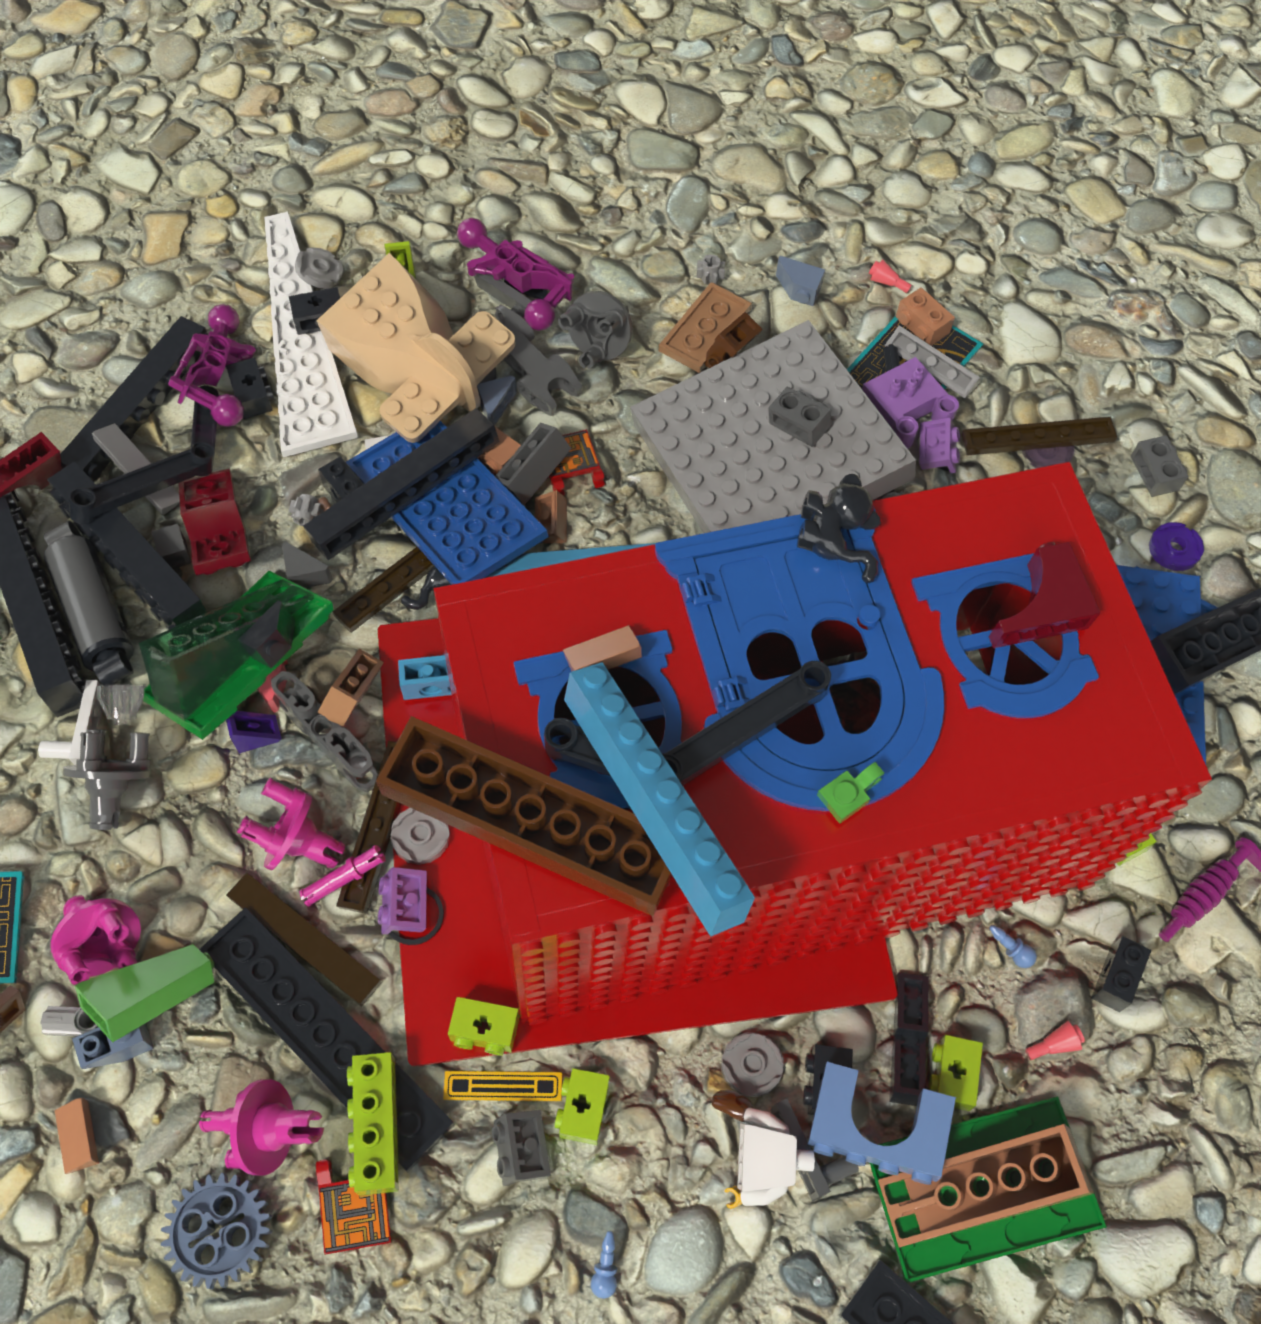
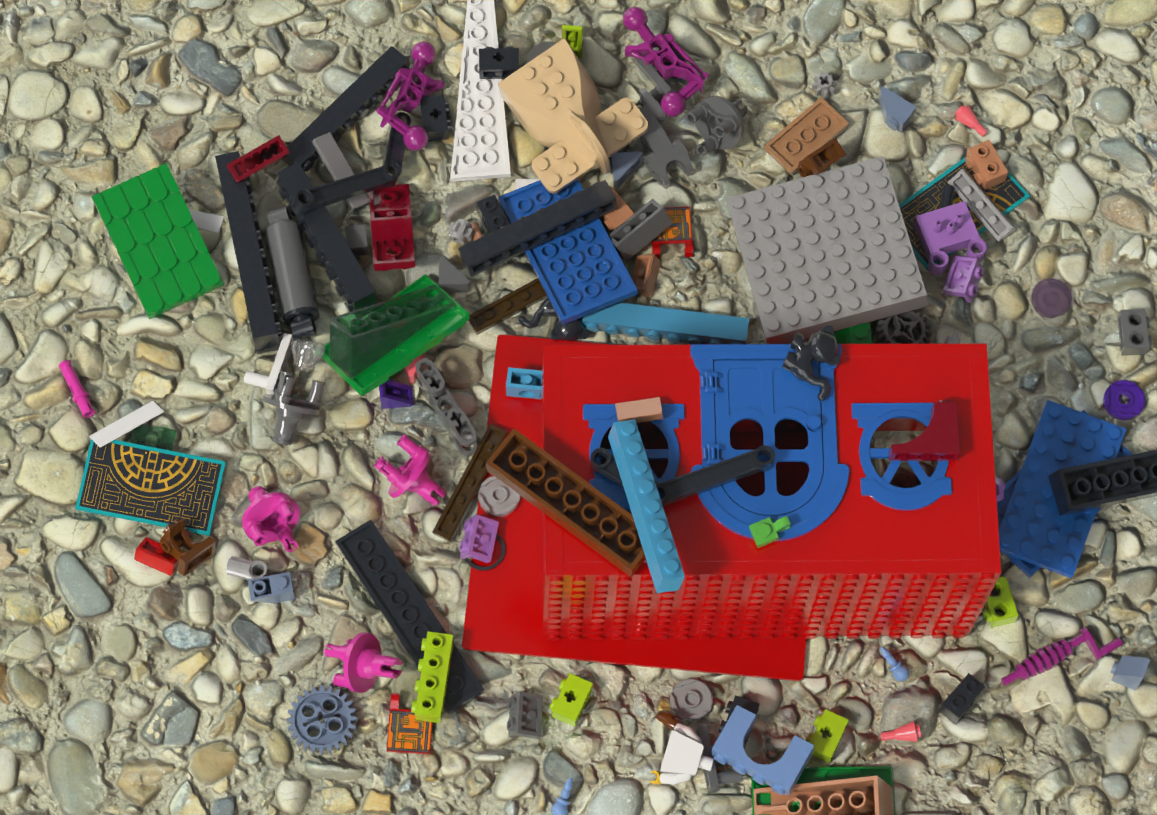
camera: 15 degrees right, 5 degrees up
(76, 1135) = (239, 642): nougat slope -> none
(144, 990) = (298, 559): bright green slope -> none
(270, 635) = (421, 331): black slope -> none
(305, 939) = (406, 550): dark brown tile -> none
(319, 268) = (506, 20): light grey tile -> none
(350, 687) = (471, 379): medium nougat brick -> none
(351, 870) = (450, 509): dark pink pin -> none
(471, 1013) = (509, 624): lime brick -> none
(502, 1086) = (521, 675): sticker -> none
(800, 416) = (845, 242): dark grey brick -> none
(909, 1039) = (803, 705): black slope -> none
(1038, 435) = (1045, 287): dark brown tile -> none

